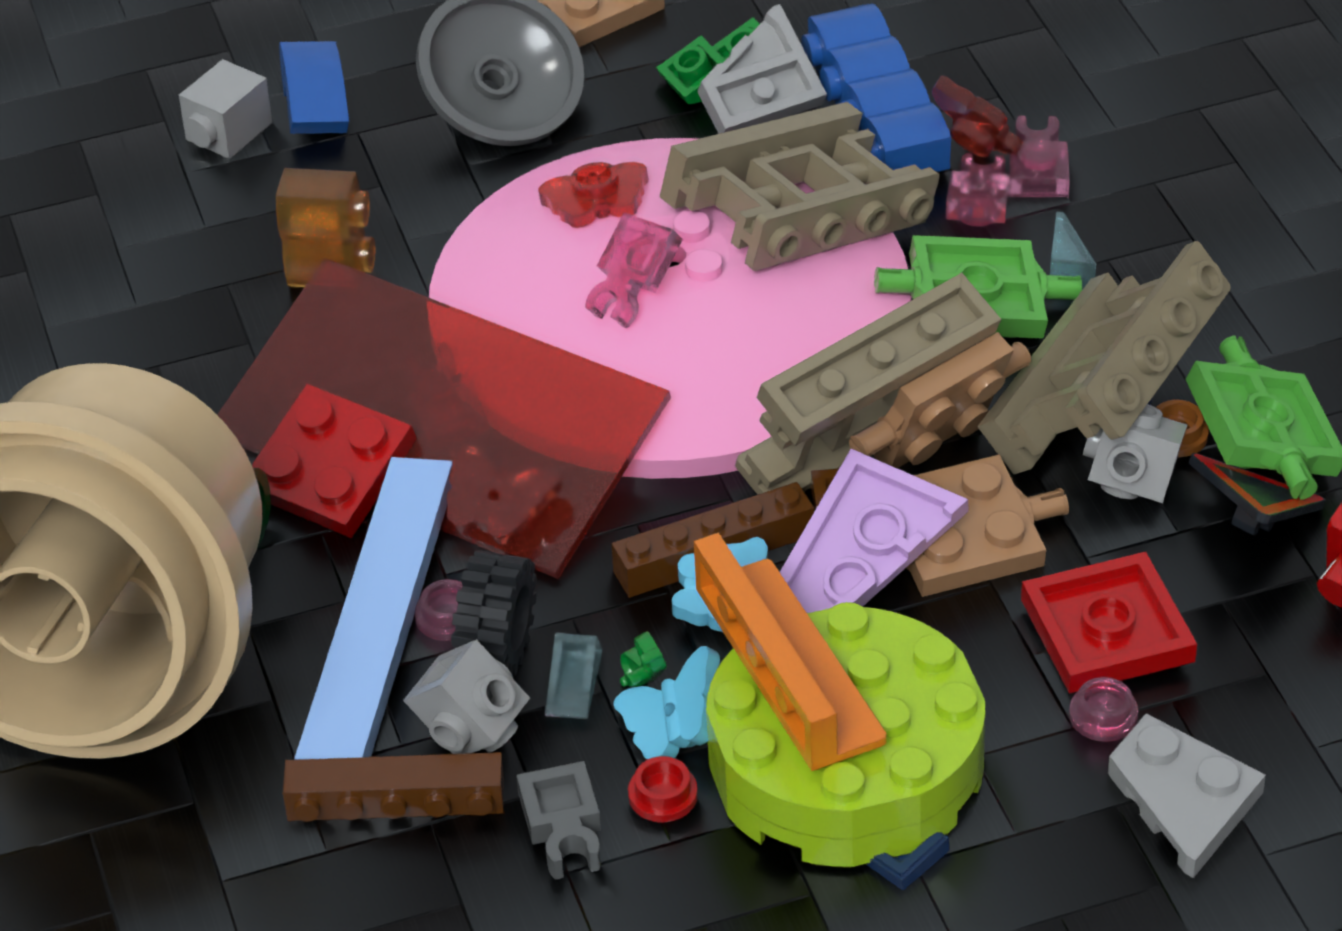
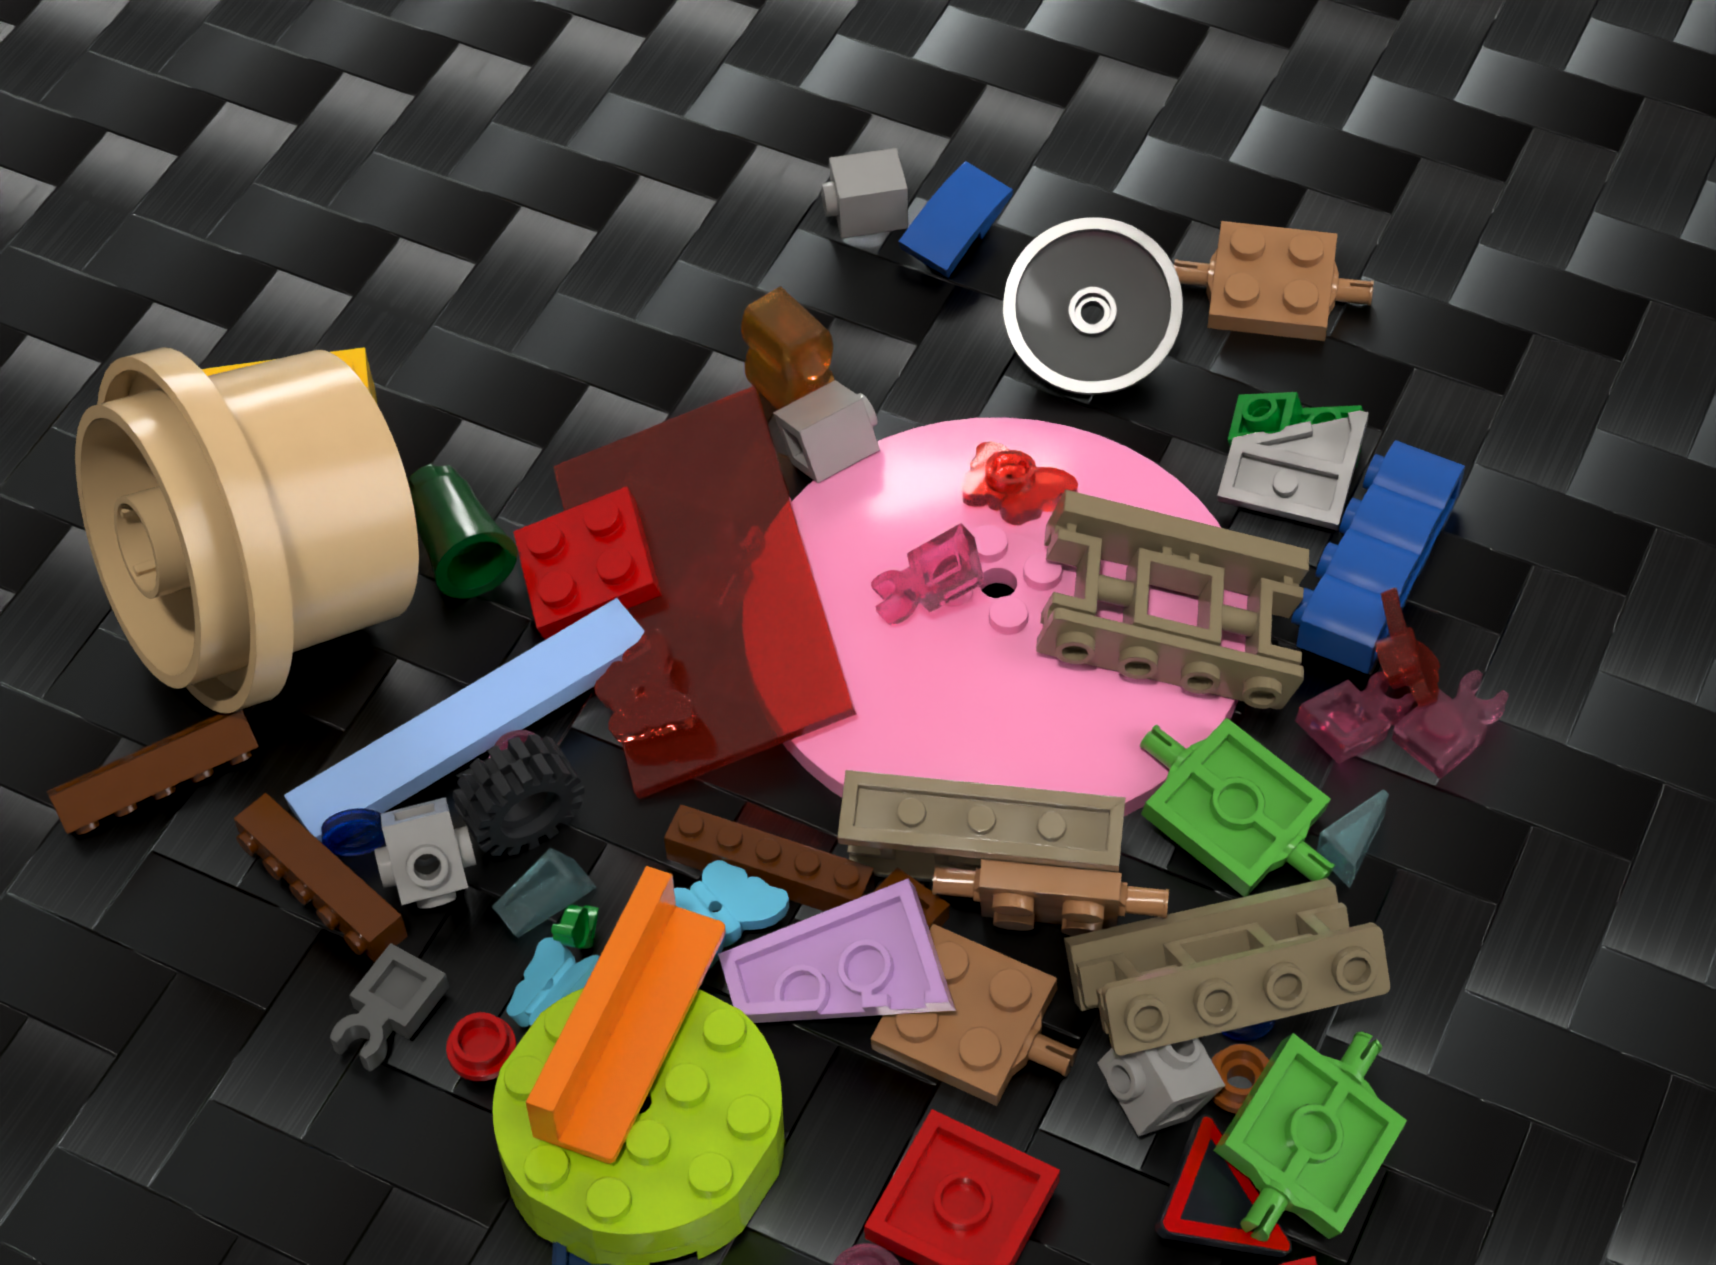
camera: 45 degrees right, 10 degrees up
(163, 821) = (152, 771): none -> reddish brown piece
(389, 731) = (353, 832): none -> clear blue piece
(409, 253) = (828, 430): none -> light grey brick

